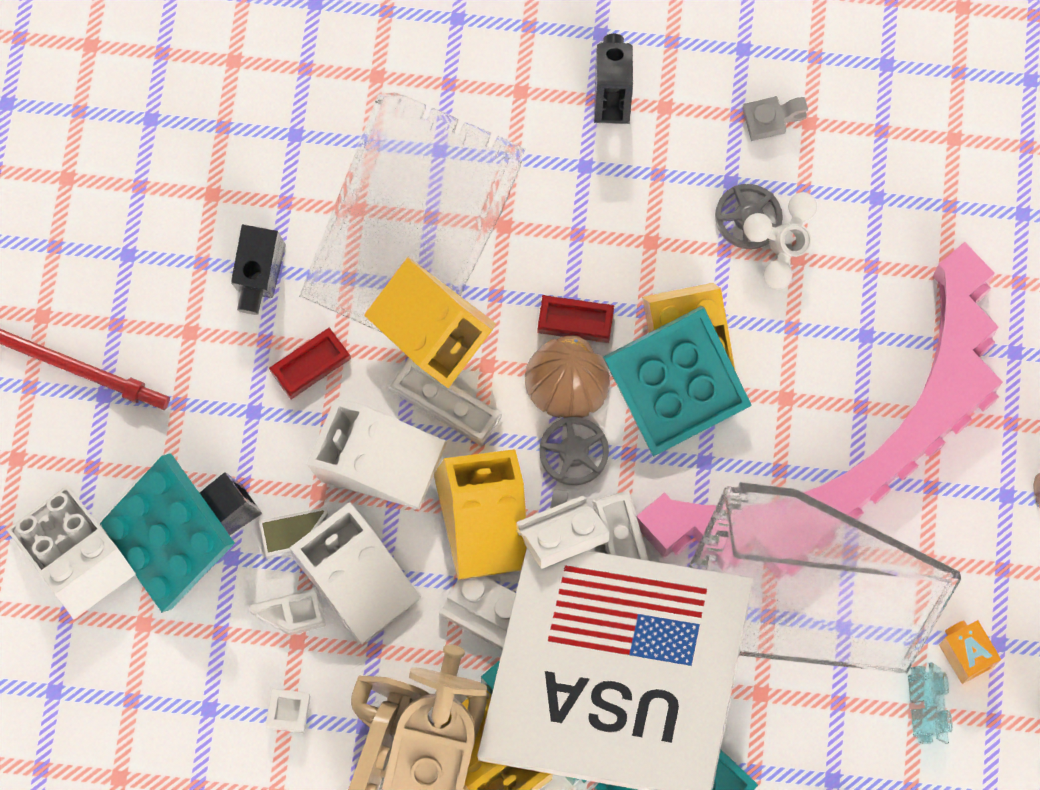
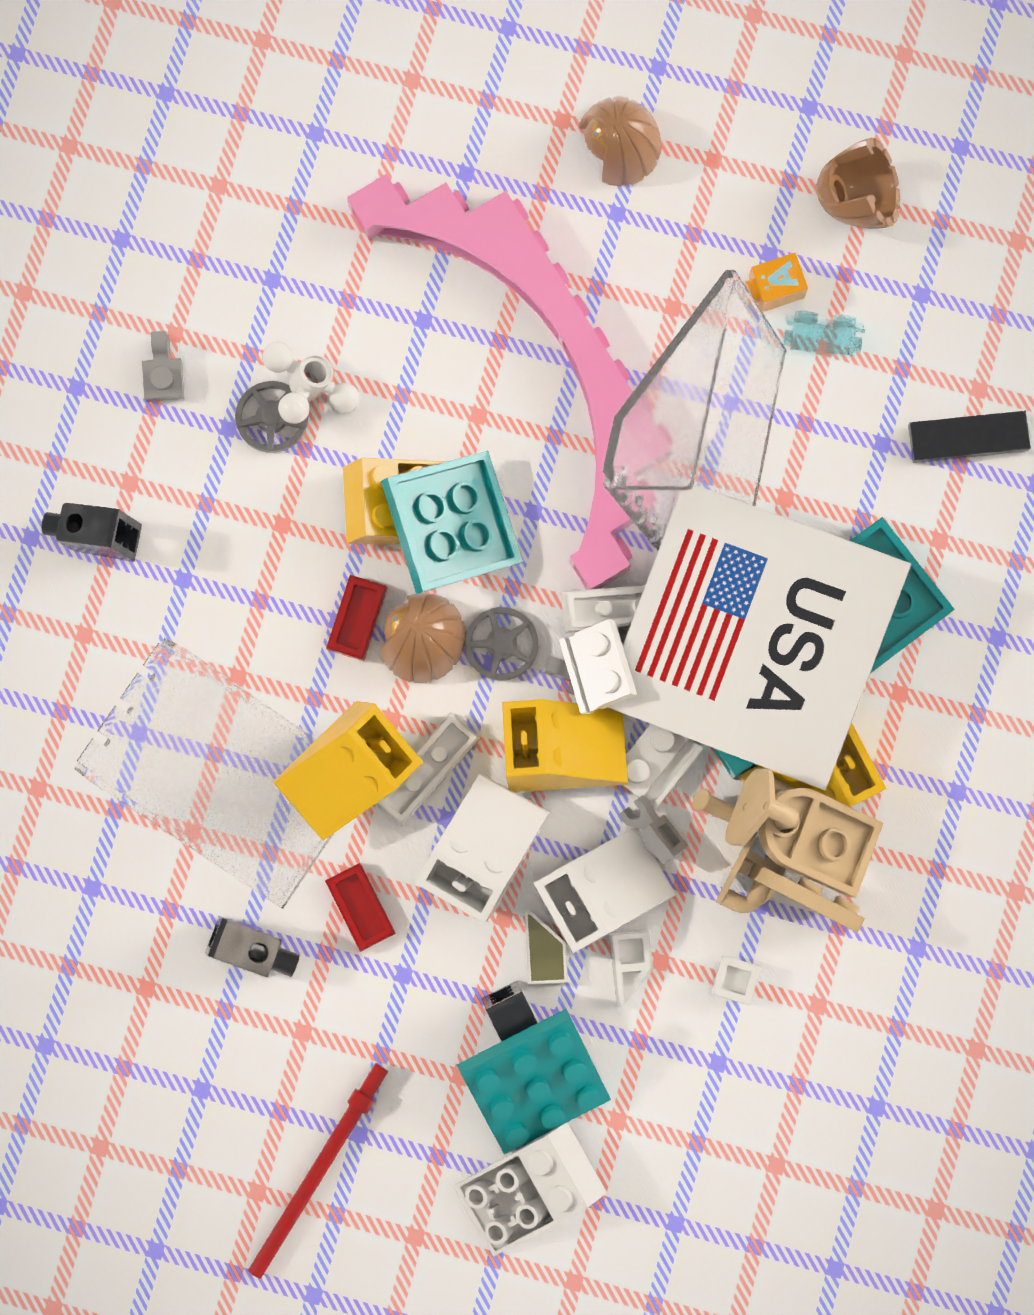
camera: 75 degrees left, 10 degrees up
(415, 616) = (657, 832): none -> light grey plate

